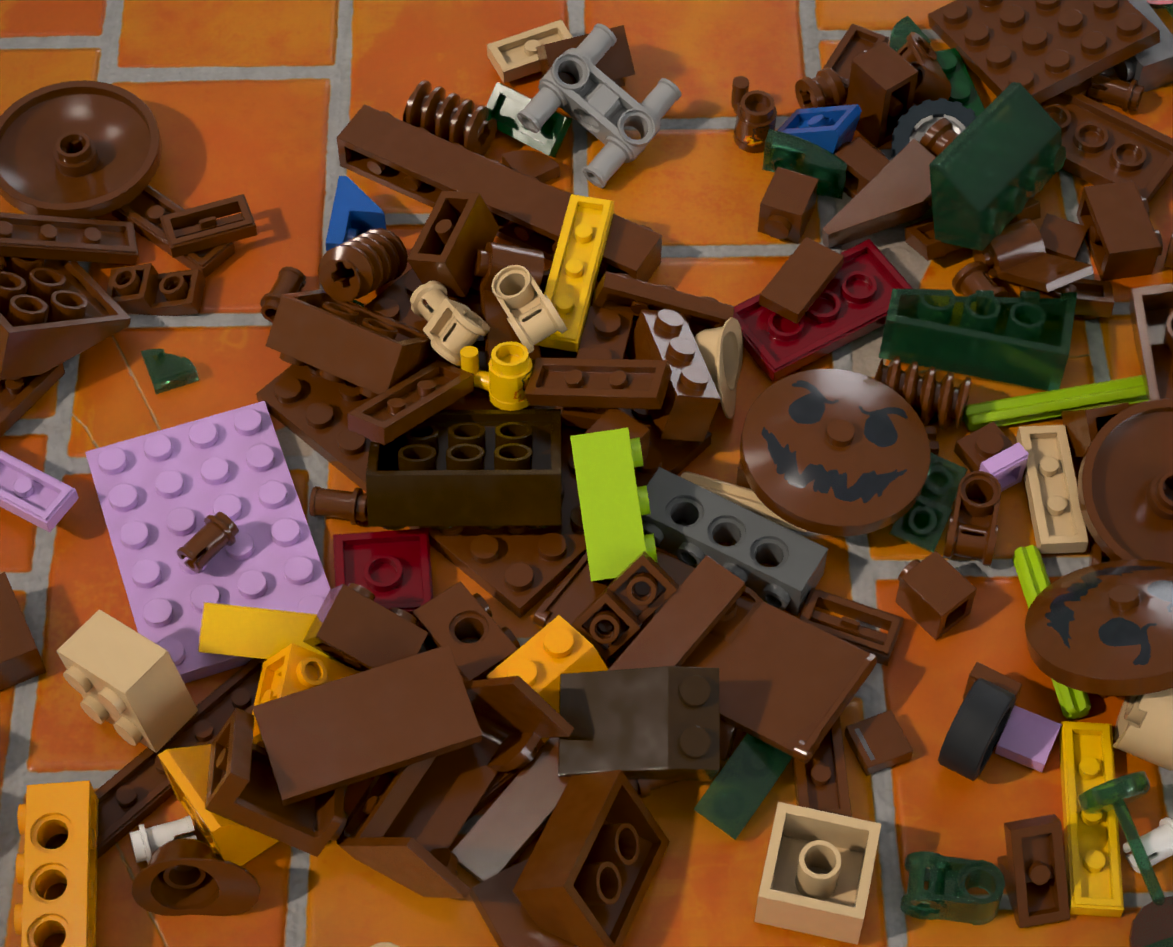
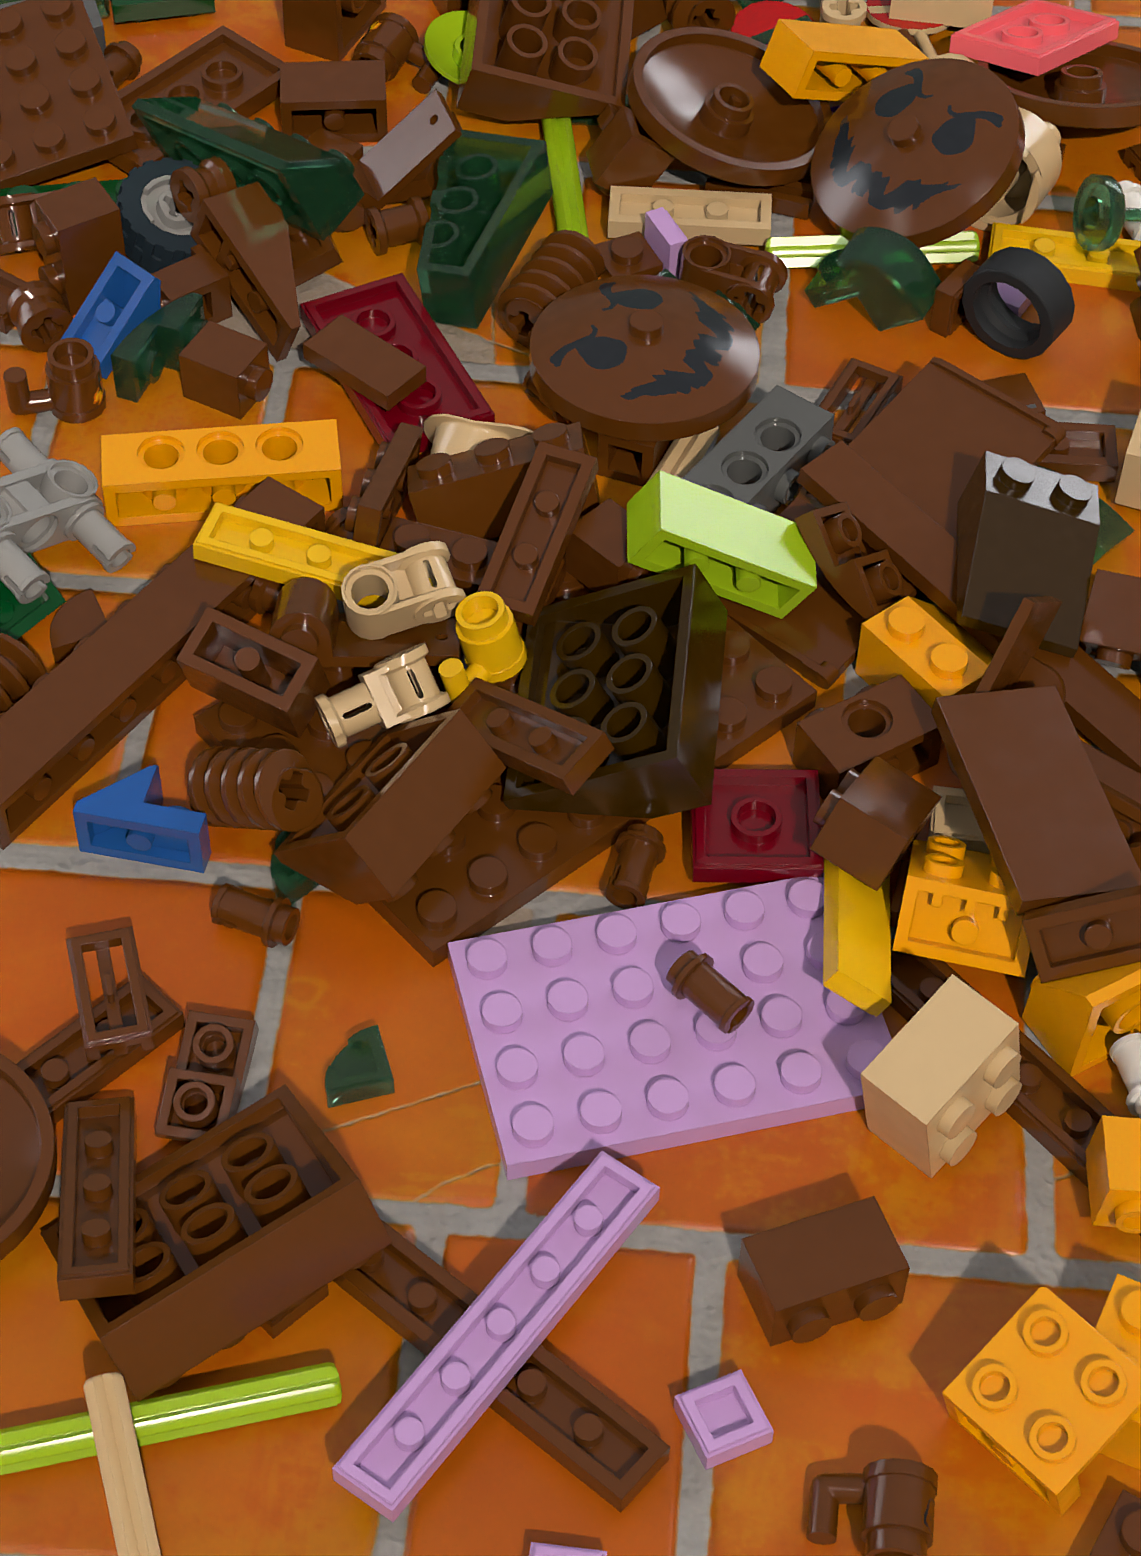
camera: 85 degrees left, 5 degrees down
(682, 215) = (188, 470): none -> light orange brick
(934, 594) = (828, 323): reddish brown brick -> none
(990, 625) = (883, 272): none -> clear green brick

